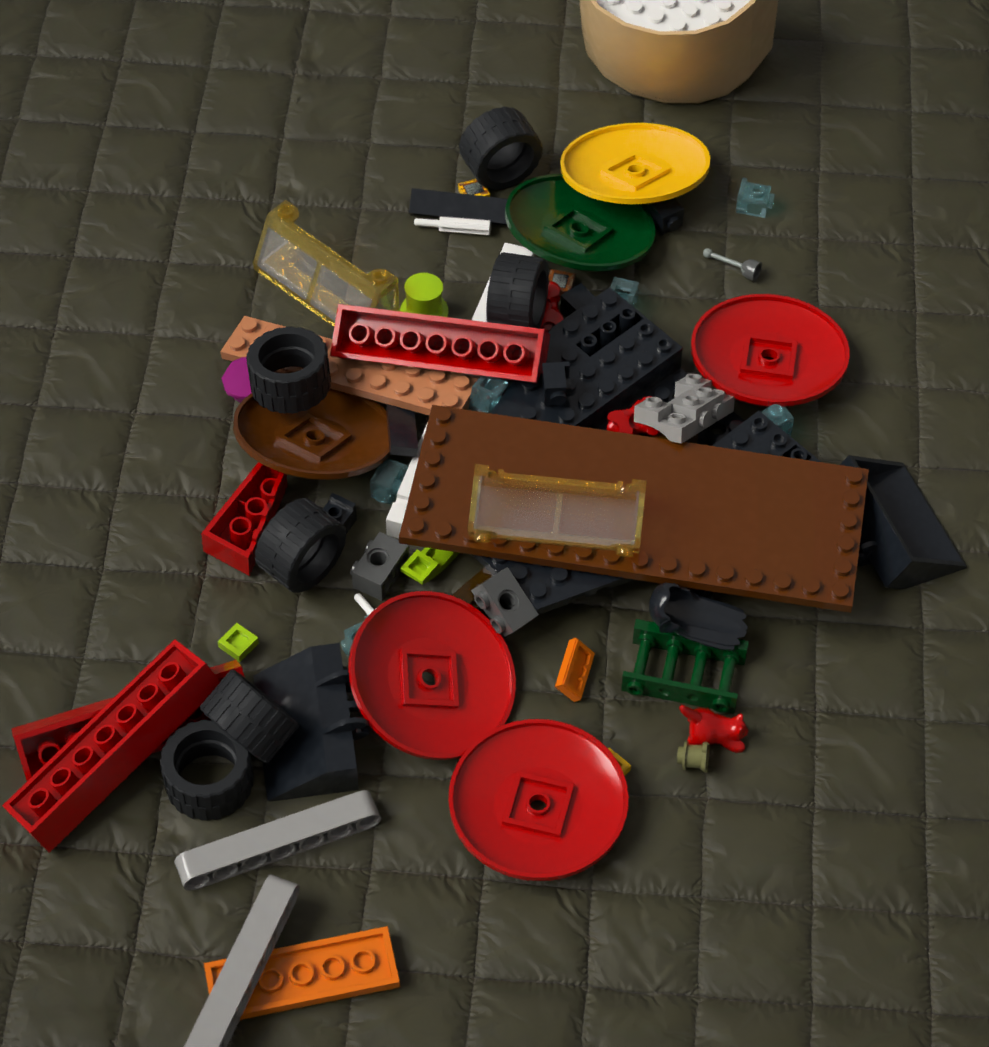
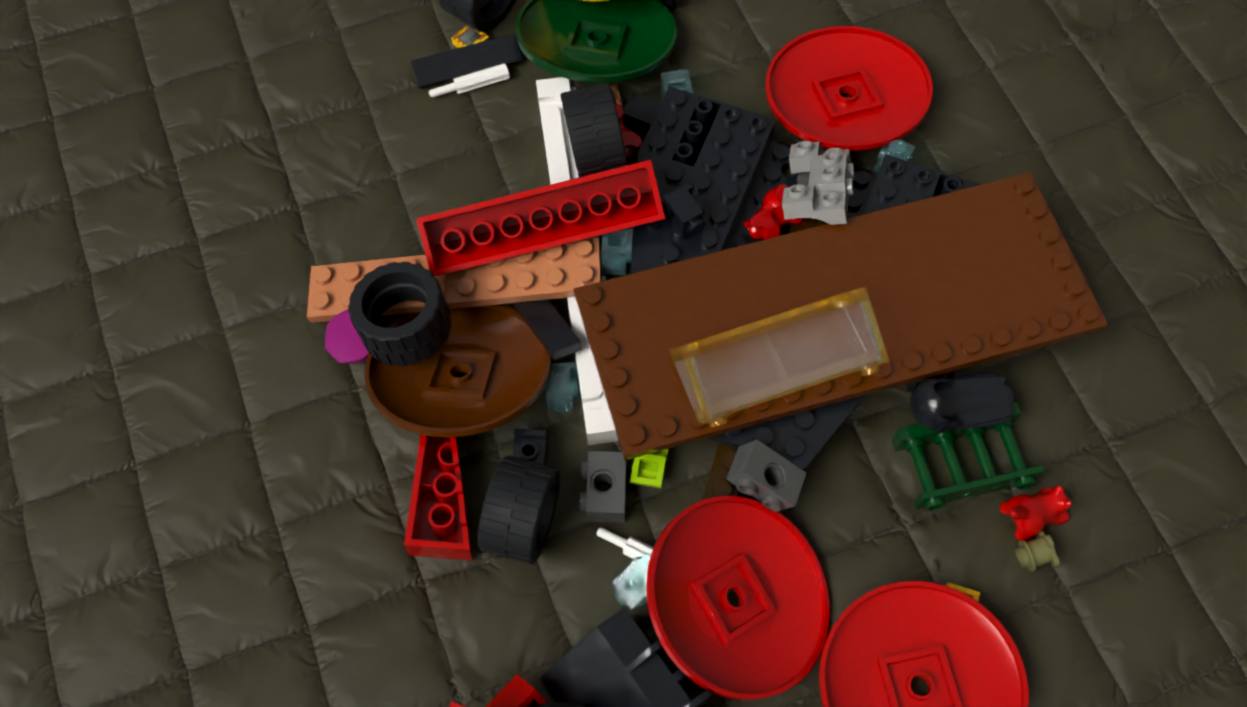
camera: 25 degrees left, 10 degrees up
(238, 642) = (505, 648): lime plate -> none
(315, 272) = (367, 190): windscreen -> none
(424, 295) = (488, 174): lime piece -> none
(574, 670) = (865, 511): orange plate -> none
(750, 268) = (773, 13): hinge -> none
(901, 529) = (1089, 224): black piece -> none

